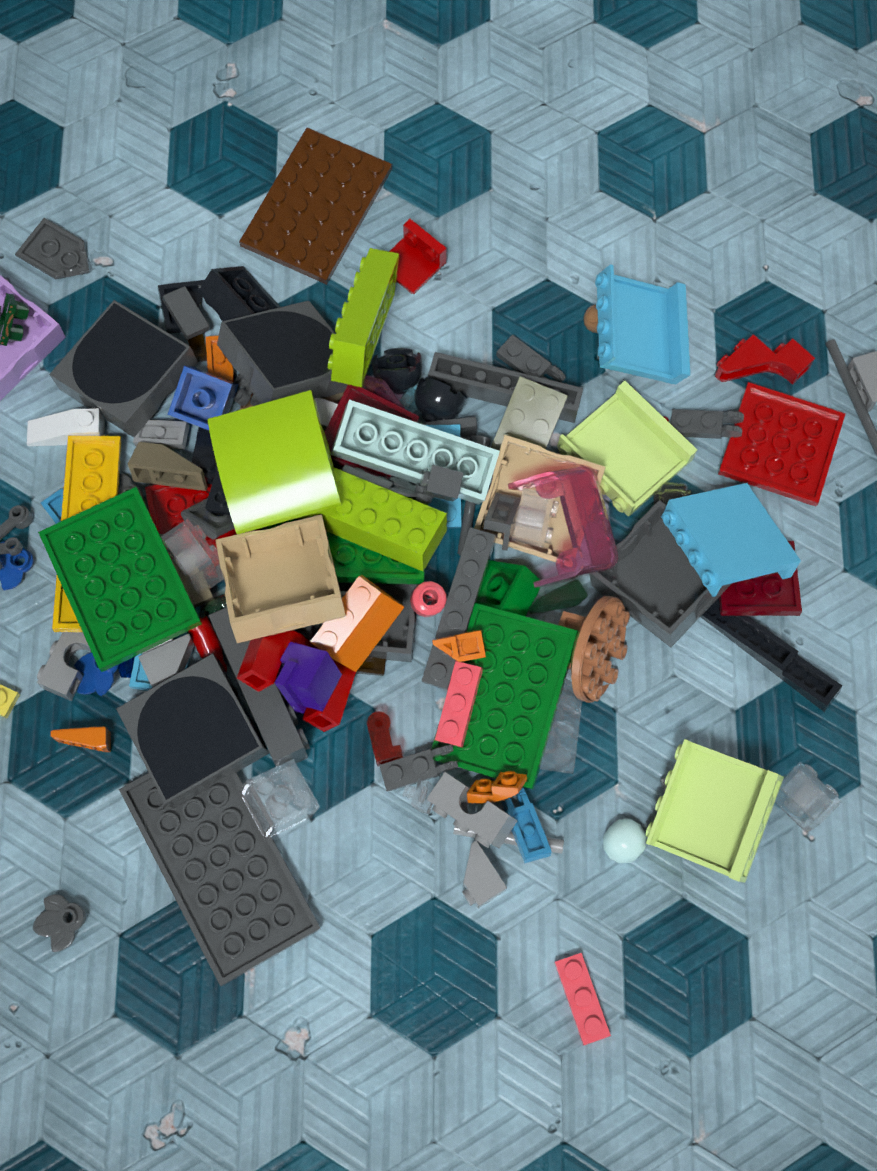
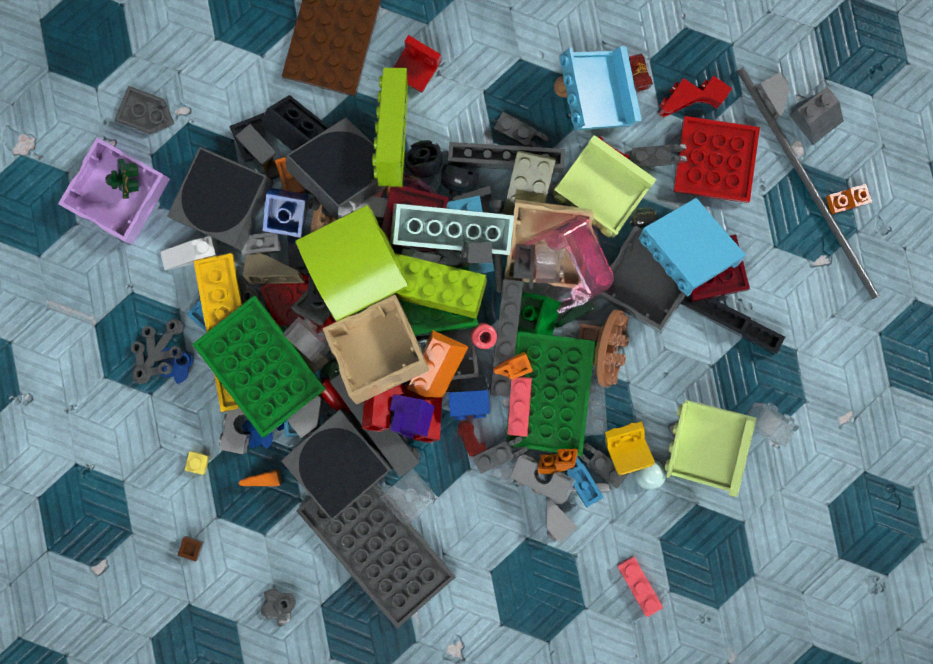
camera: 10 degrees left, 15 degrees up
(390, 687) = (469, 403): none -> blue brick
(560, 815) = (603, 466): none -> dark grey hinge
(599, 792) = (628, 448): none -> yellow bracket
(698, 321) = (640, 74): none -> clear red leg

